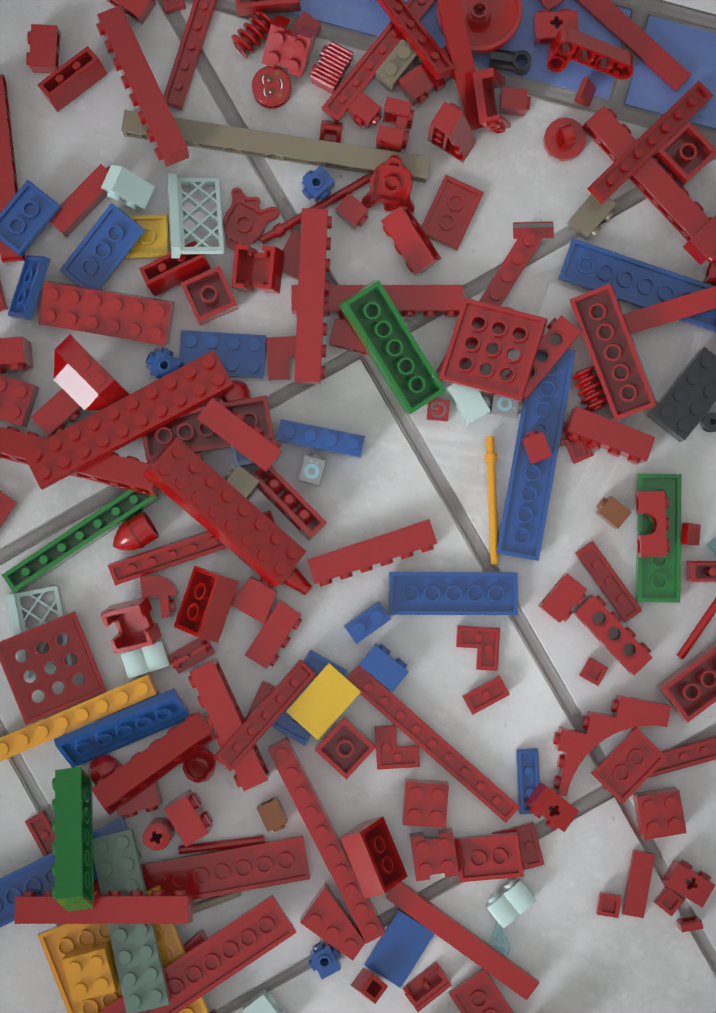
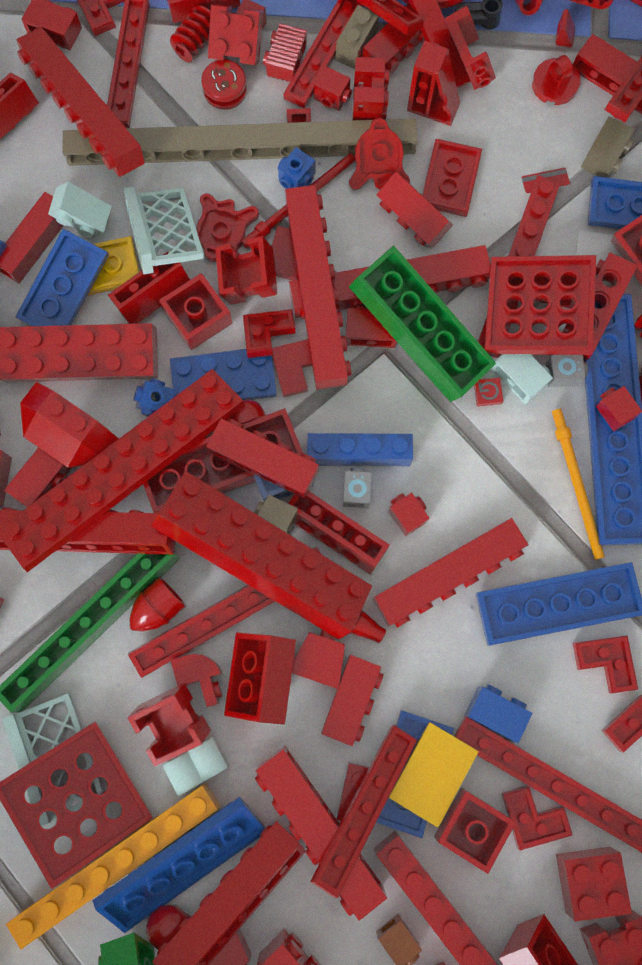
camera: 10 degrees left, 10 degrees down
(191, 654) = (252, 747): red hinge -> none
(200, 766) = (291, 896): red hair -> none
(264, 316) = (260, 328): none -> red tile
(349, 497) = (408, 512): none -> red brick
(352, 211) = (341, 193): red brick -> none
(367, 622) = (465, 660): blue brick -> none
(514, 101) = (496, 47): red brick -> none

